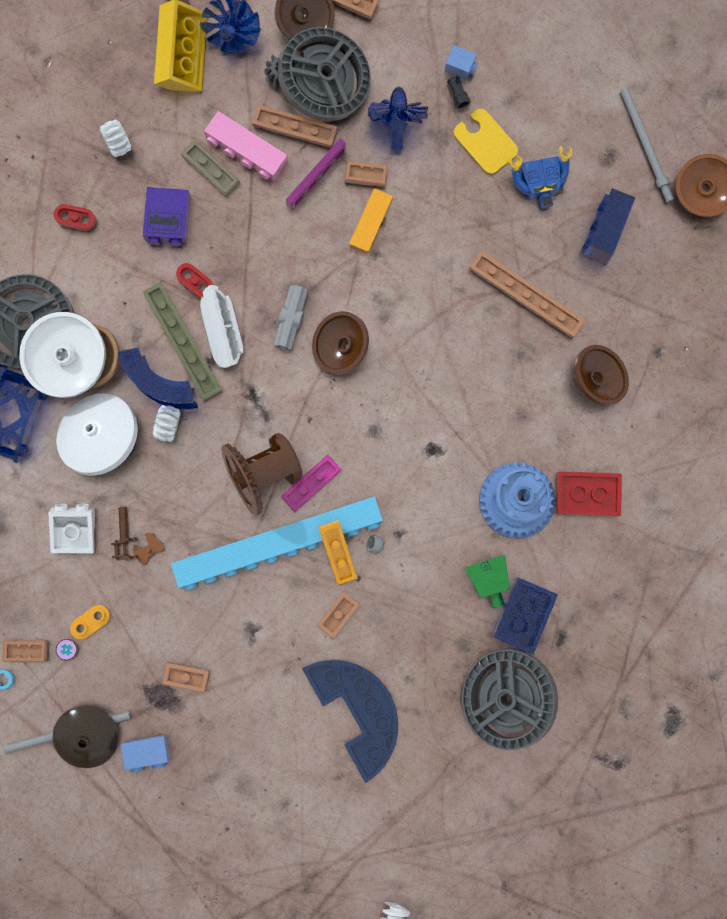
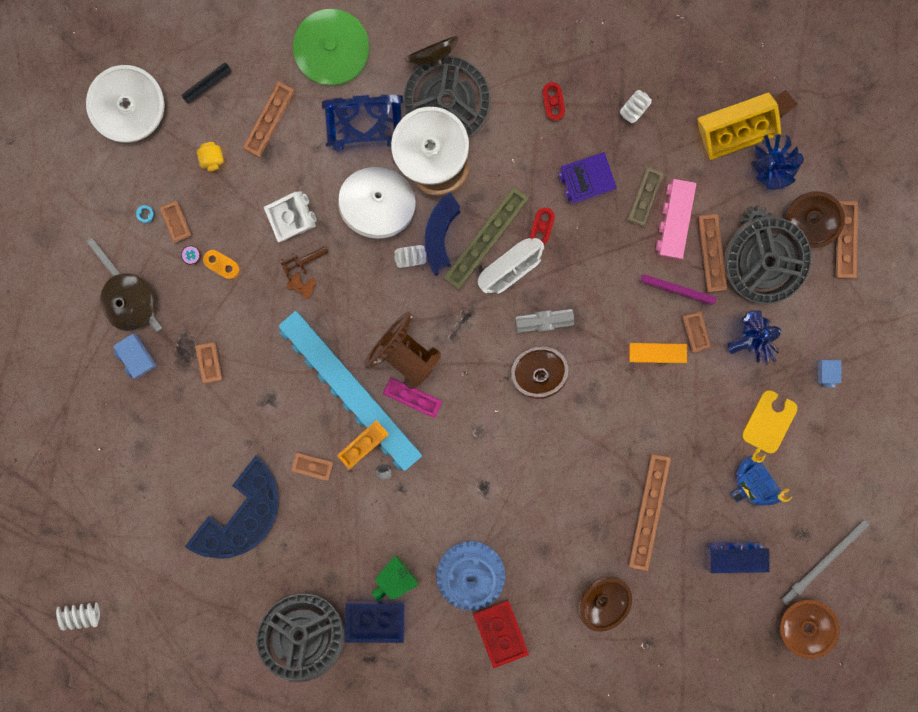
camera: 70 degrees right, 5 degrees up
(459, 95) = (799, 383): black pin -> none

